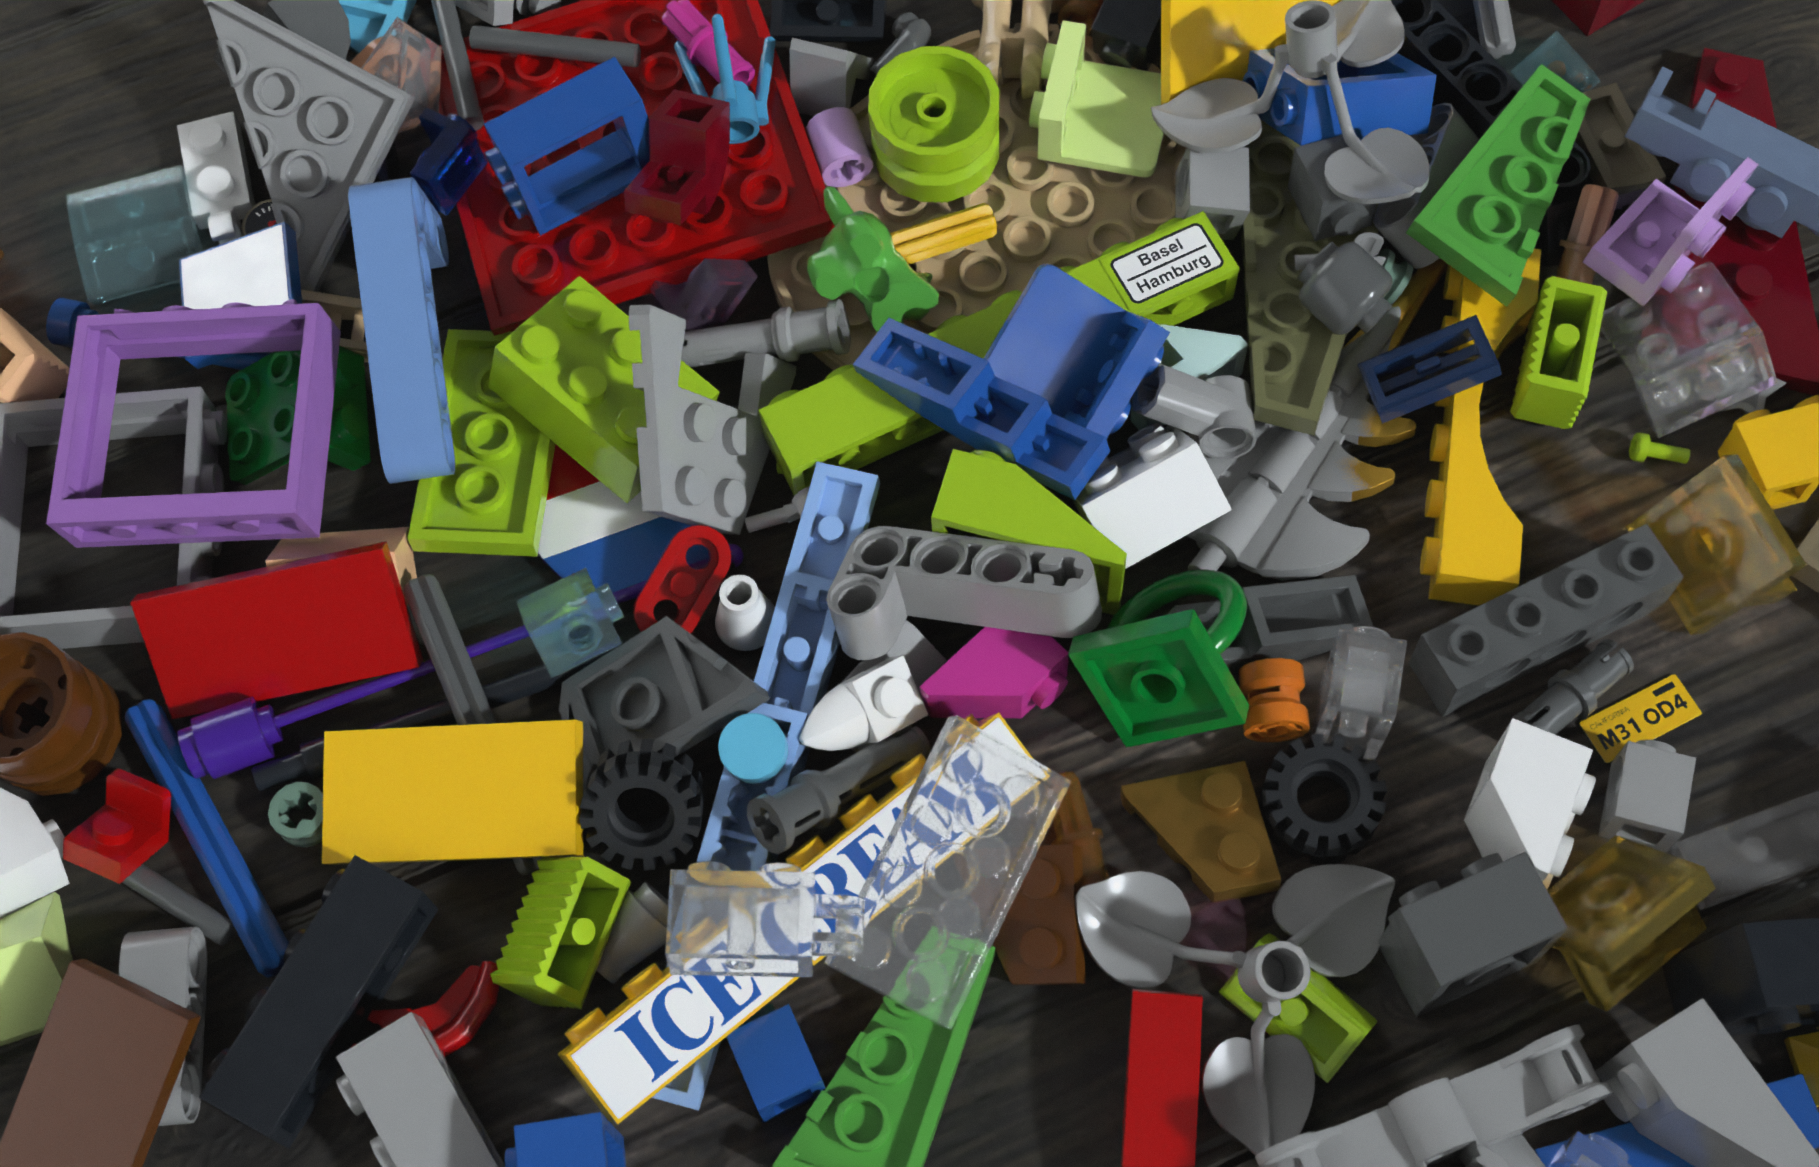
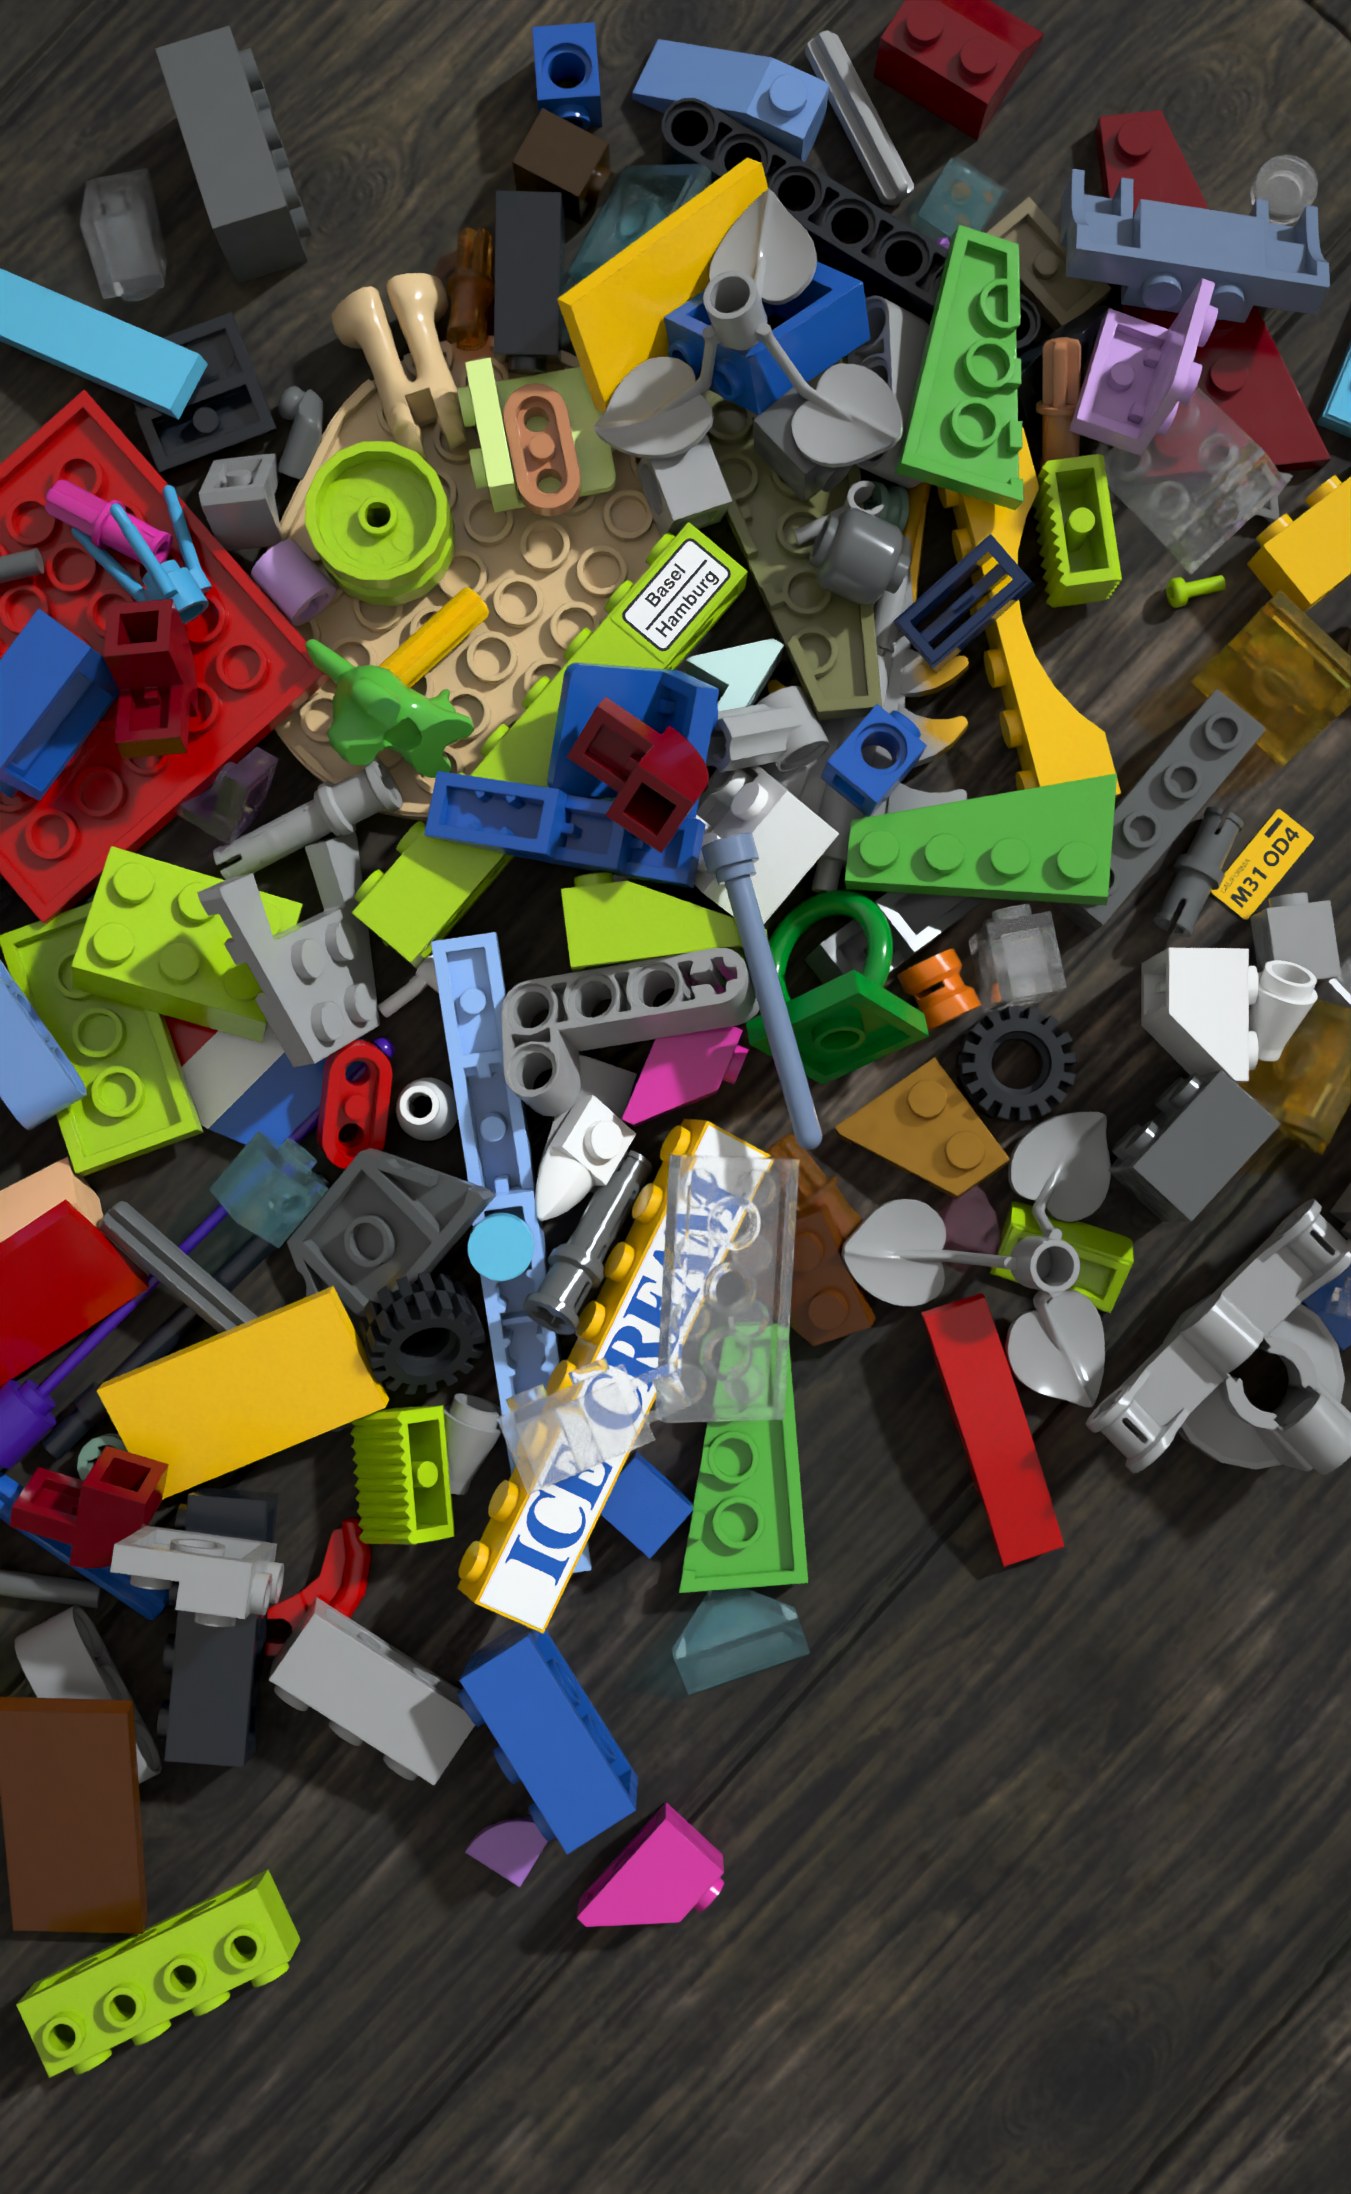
camera: 30 degrees left, 20 degrees up
(271, 840) = (93, 1512): none -> dark red brick
(337, 918) = (215, 1573): none -> light grey plate
(1071, 373) = (651, 771): none -> dark red brick
(1099, 121) = (543, 452): none -> nougat plate
(1119, 480) = (733, 865): none -> sand blue piece
(1277, 484) = (855, 779): none -> blue brick
(1405, 584) = (1007, 845): none -> bright green wing
(1606, 832) = (1281, 1005): none -> white cone

